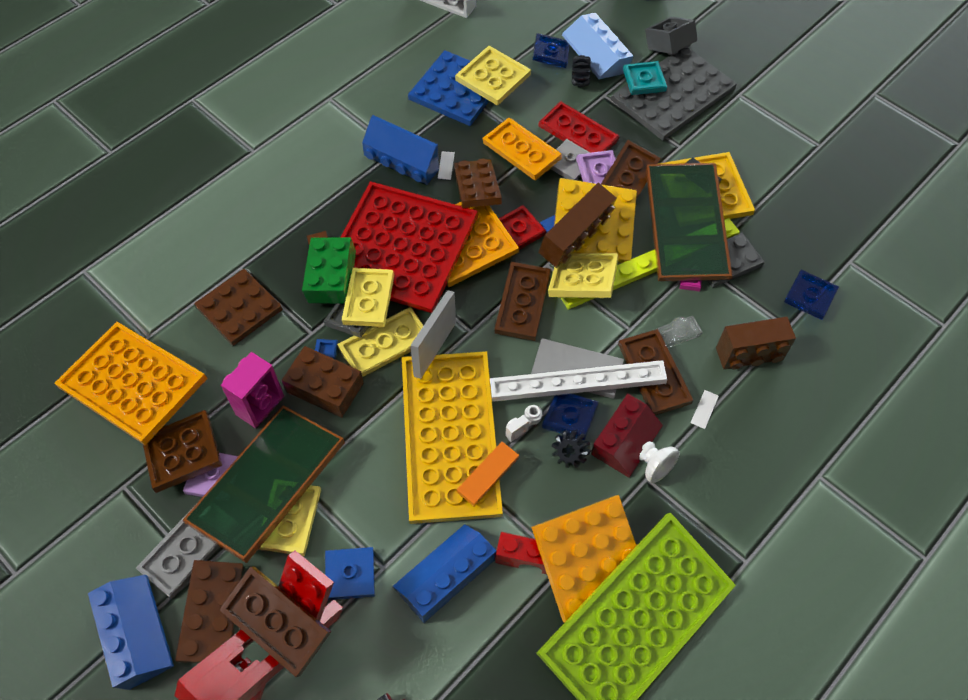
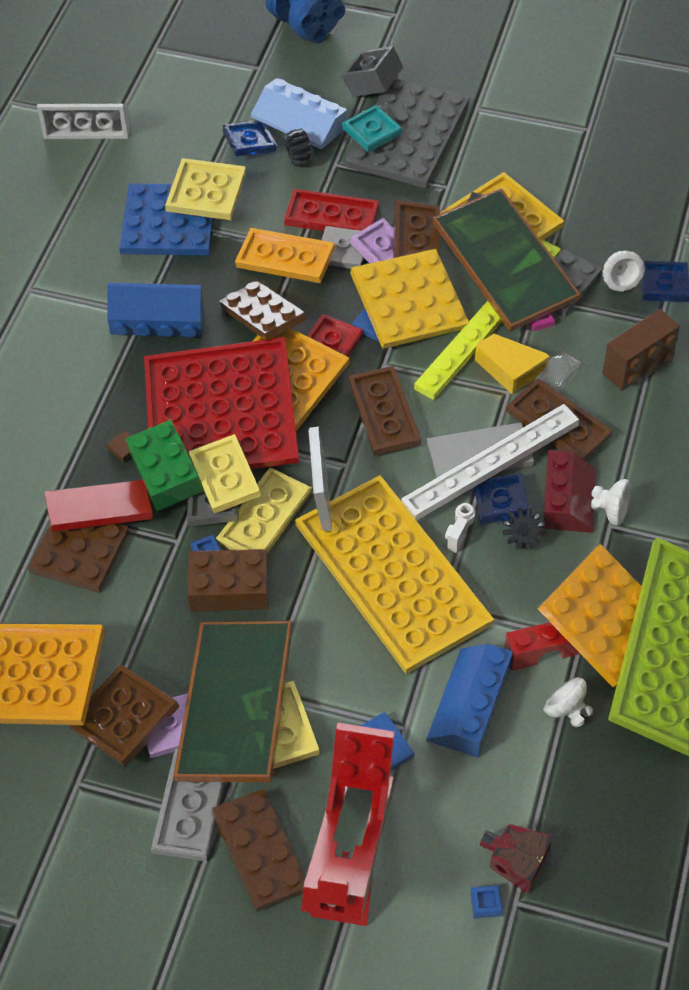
camera: 25 degrees left, 5 degrees down
(130, 631) = (192, 903): blue slope -> none
(252, 389) = (166, 616): dark pink brick -> none
(265, 279) = (98, 505): none -> tile
(275, 621) = (352, 801): reddish brown plate -> none
(446, 165) = (211, 308): white sticker -> none
(487, 474) = (457, 588): orange tile -> none
(519, 615) = (569, 702): none -> white hair
(577, 225) = (404, 308): reddish brown brick -> none
(585, 276) = (434, 356): light yellow plate -> none
(644, 306) = (510, 361): none -> yellow slope
(704, 409) = (626, 436): white sticker -> none
(779, 271) = (625, 276): none -> white hair

